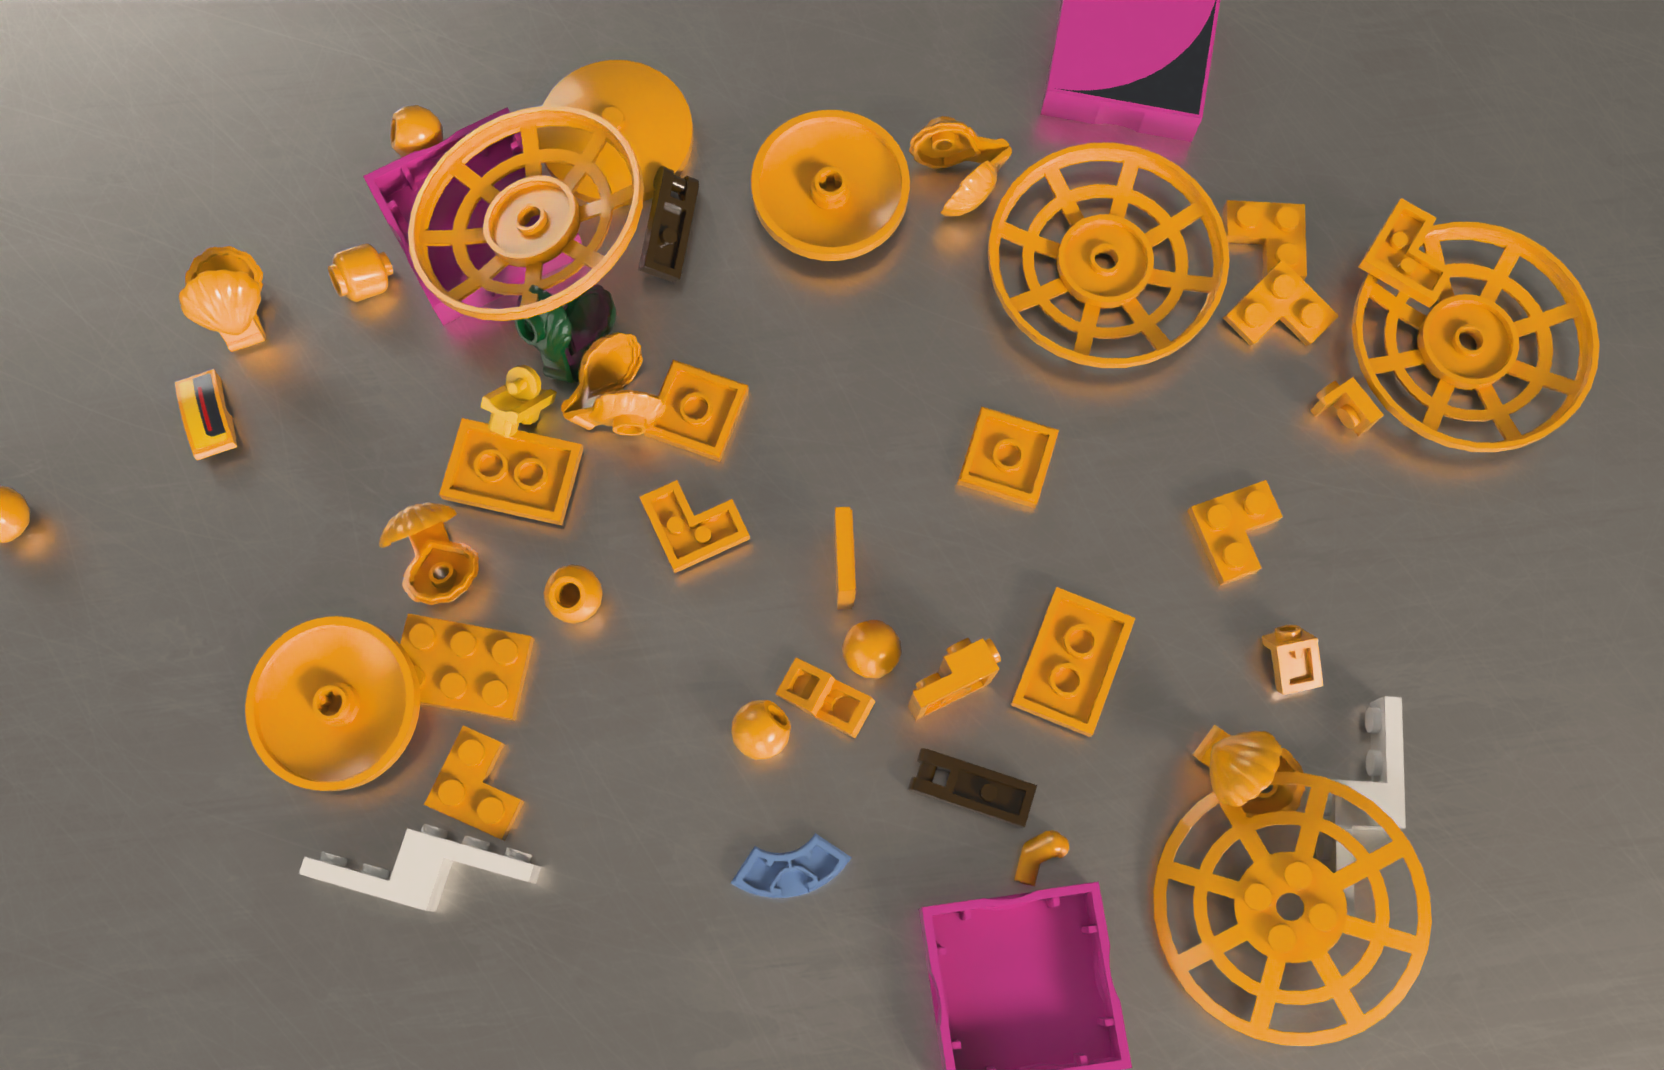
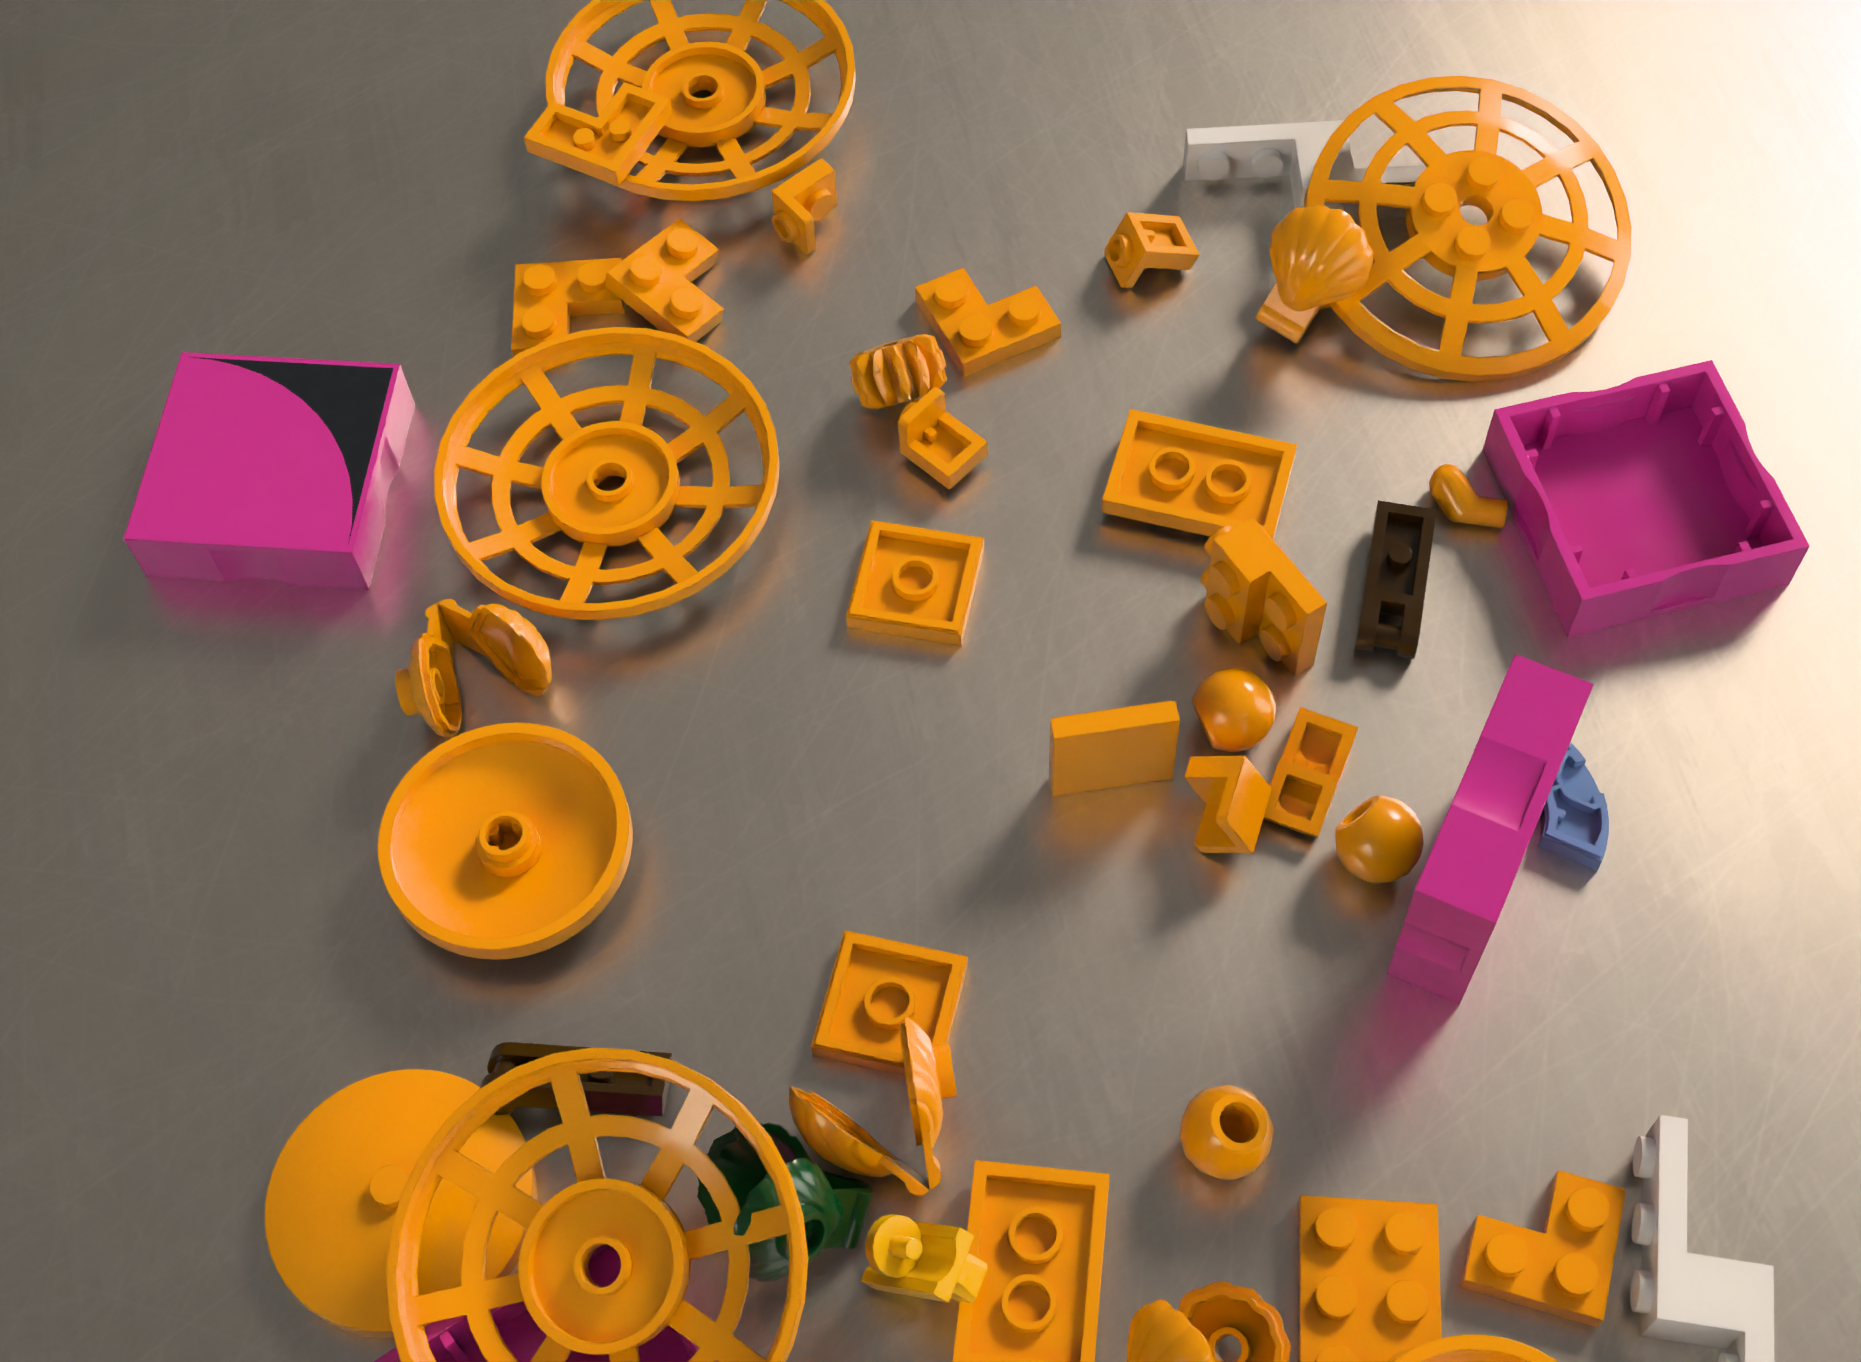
camera: 90 degrees left, 15 degrees down
(689, 537) = (1100, 984): light orange plate -> none
(718, 773) = (1488, 828): none -> dark pink tile
(798, 638) = (1234, 802): none -> light orange panel
(1120, 480) = (938, 440): none -> light orange bracket
(1178, 454) = (898, 371): none -> light orange gear

